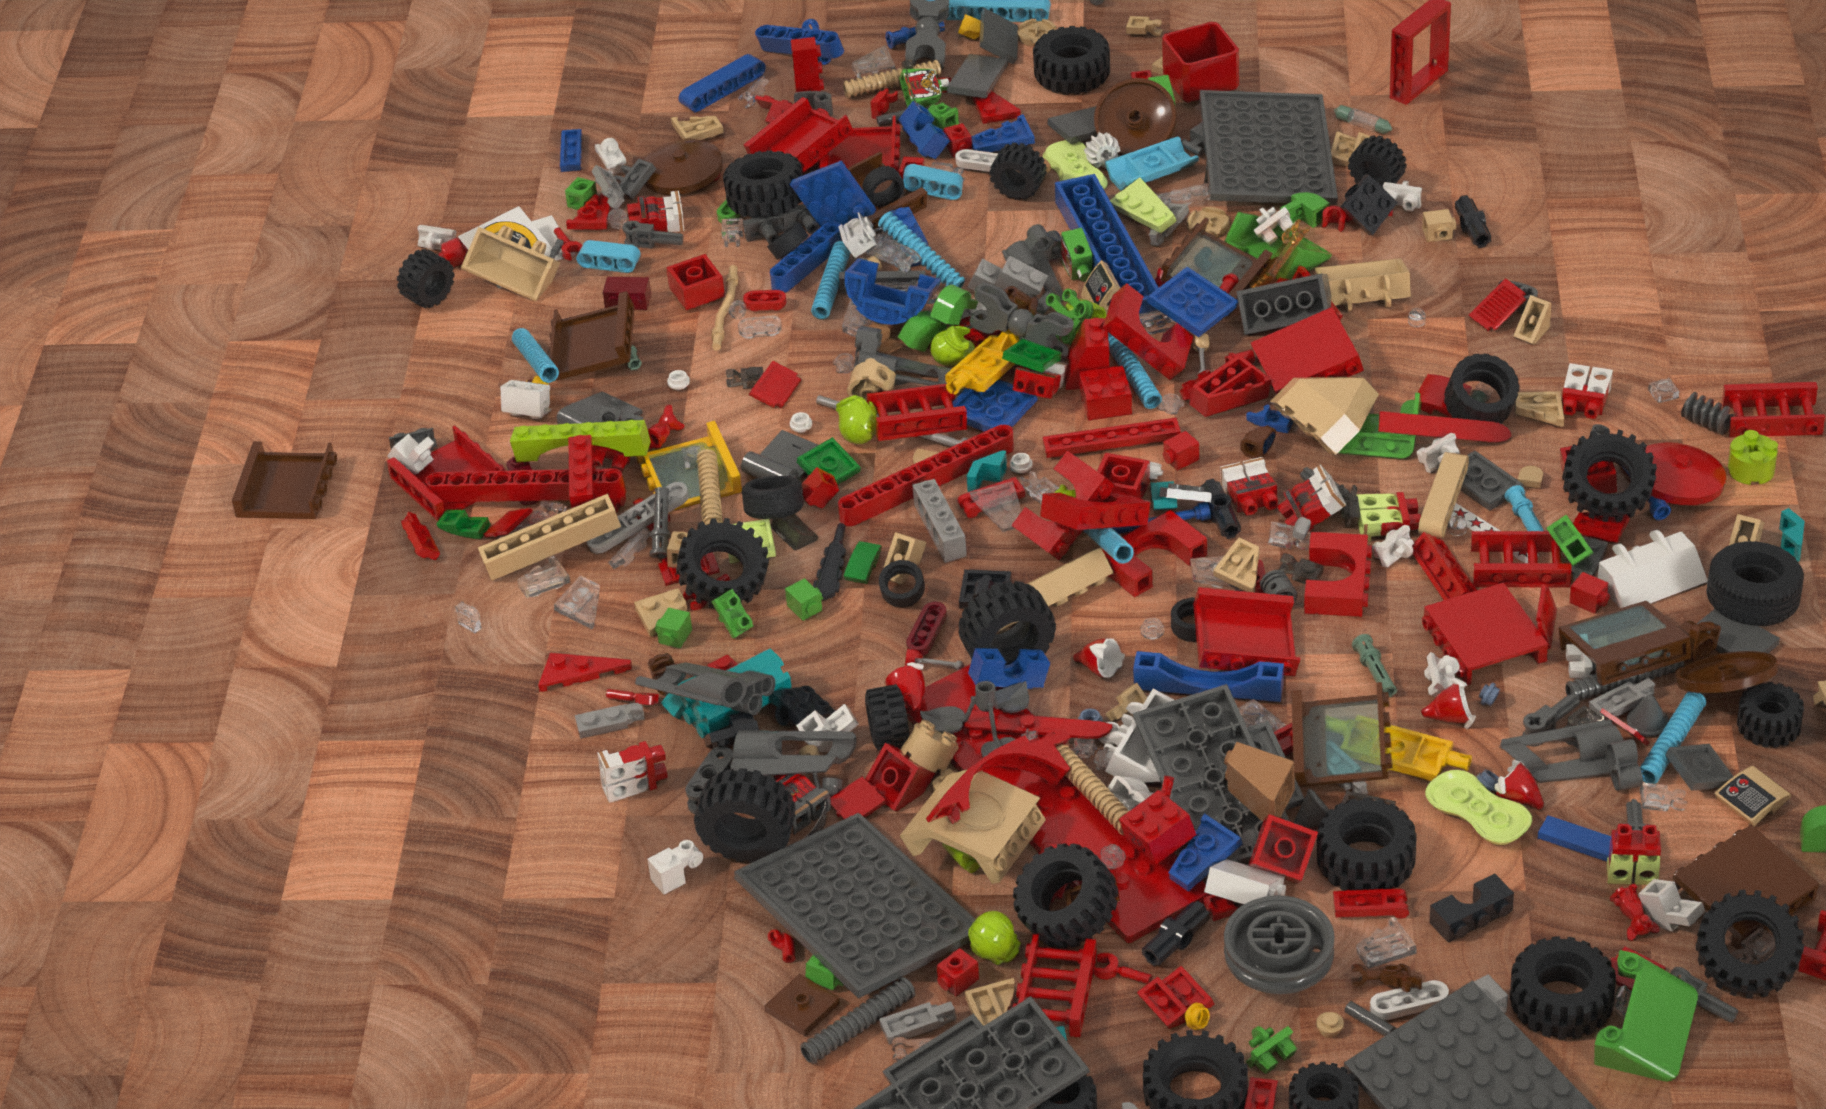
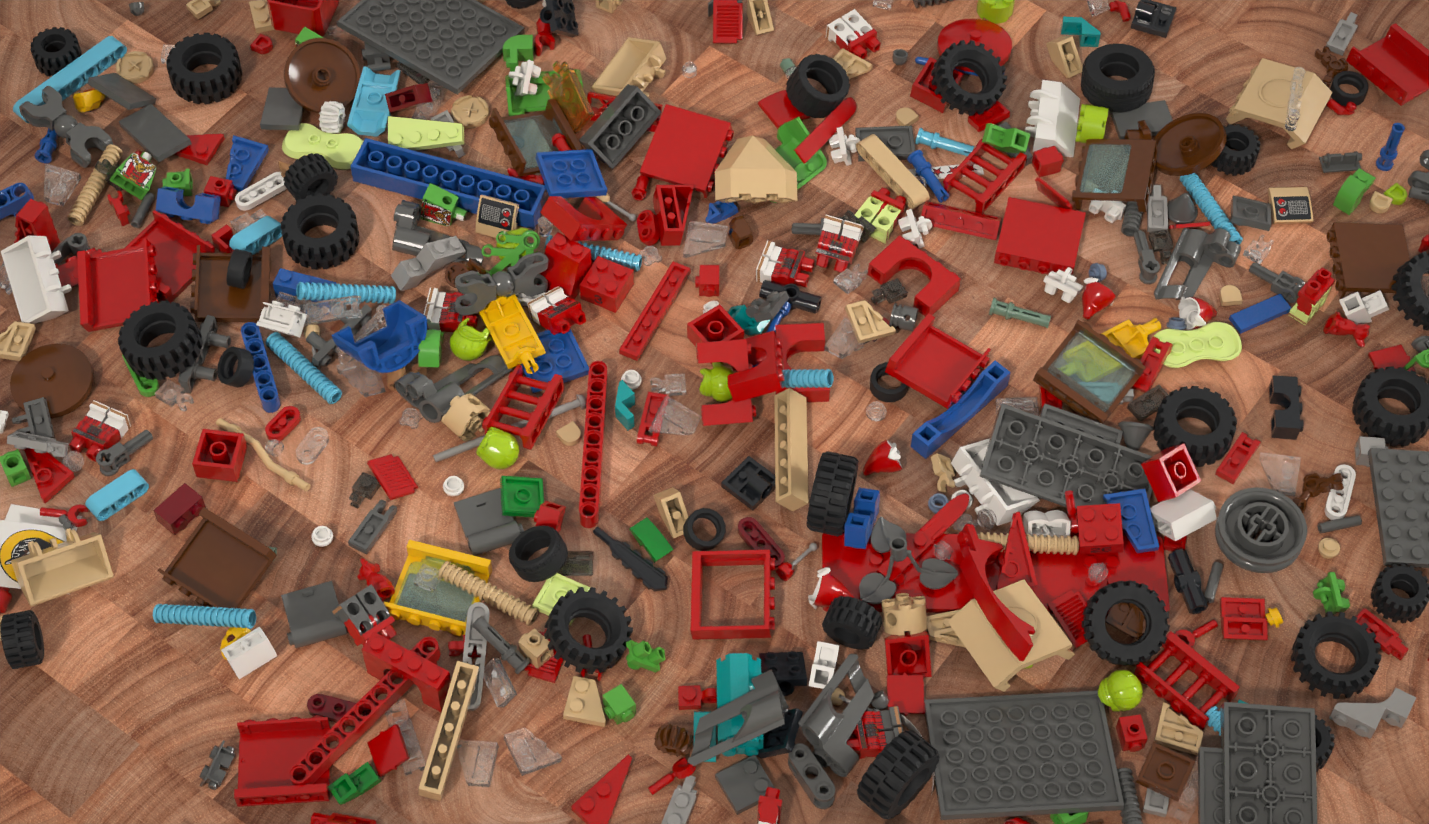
camera: 60 degrees left, 15 degrees up
(411, 454) = (241, 774): white brick -> none
(624, 436) = (324, 674): lime arch -> none
(677, 744) = (744, 783): none -> dark grey plate
(715, 401) = (372, 527): none -> dark grey hinge
(759, 97) = (35, 279): none -> white piece
(804, 599) = (663, 600): bright green brick -> none
(832, 195) = (232, 306): blue plate -> none
(838, 610) = (731, 558): none -> red window
(928, 1008) = (1165, 771): none -> reddish brown plate
(939, 520) = (653, 465): light grey brick -> none
(951, 304) = (437, 312): bright green brick -> none
(974, 208) = (315, 212): none -> black tyre
(1032, 355) = (539, 300): green tile -> none
(1065, 787) = (1016, 559): none -> red wing
(1169, 174) = (408, 97): none -> dark red brick
(1197, 955) = (1213, 582): none -> dark grey piece
(1226, 424) = (704, 237): none -> clear wing
(1260, 780) = (1116, 445): medium nougat slope -> none
(1301, 528) = (860, 265): light grey tile -> none
(1412, 780) = (1153, 363): none -> red plate
(1475, 518) = (923, 169): none -> blue pin
(1575, 805) = (1230, 296): none -> tan tile
(1670, 593) = (1091, 123): none -> lime brick

